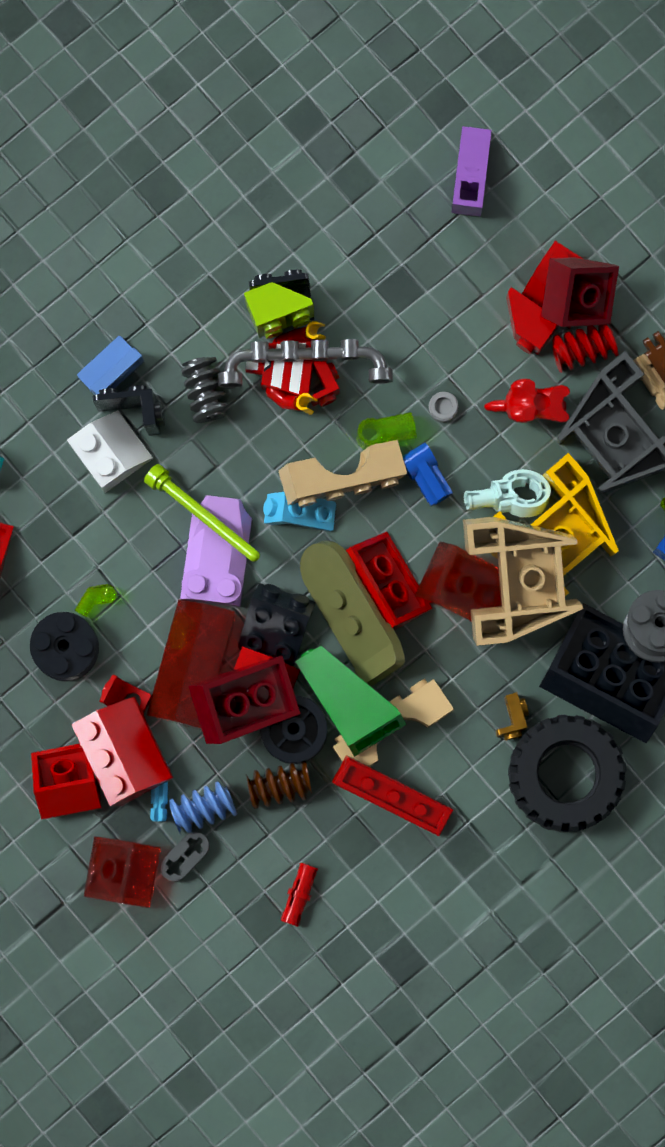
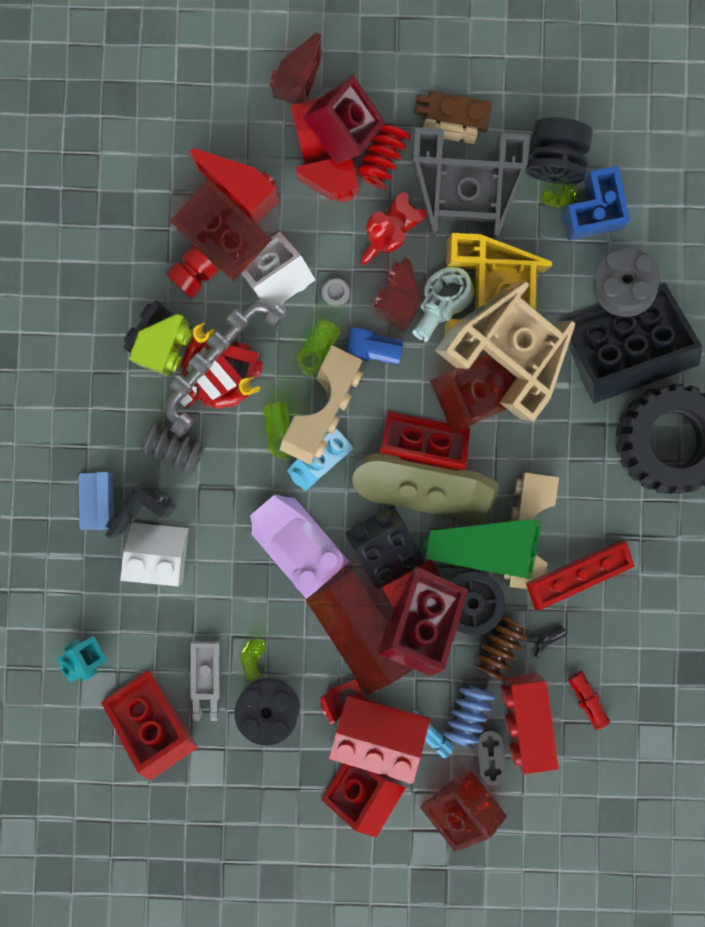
camera: 55 degrees left, 5 degrees up
(47, 575) = (205, 677): none -> light grey hinge
(159, 479) = (208, 537): lime piece -> none
(238, 857) = (529, 723): none -> red brick
(300, 448) = (277, 424): none -> clear neon green piece
(317, 817) = (546, 639): none -> black bar
(356, 281) = (192, 272): none -> red wheel
(408, 274) = (220, 230): none -> clear red slope
(416, 344) = (277, 272): none -> white slope
(459, 260) = (241, 183): none -> red slope
(471, 171) = (186, 119): medium lavender slope -> none
(481, 459) = (401, 299): none -> clear red slope
(517, 710) = (597, 434): pearl gold bracket -> none
(588, 223) = (297, 72): none -> clear red slope

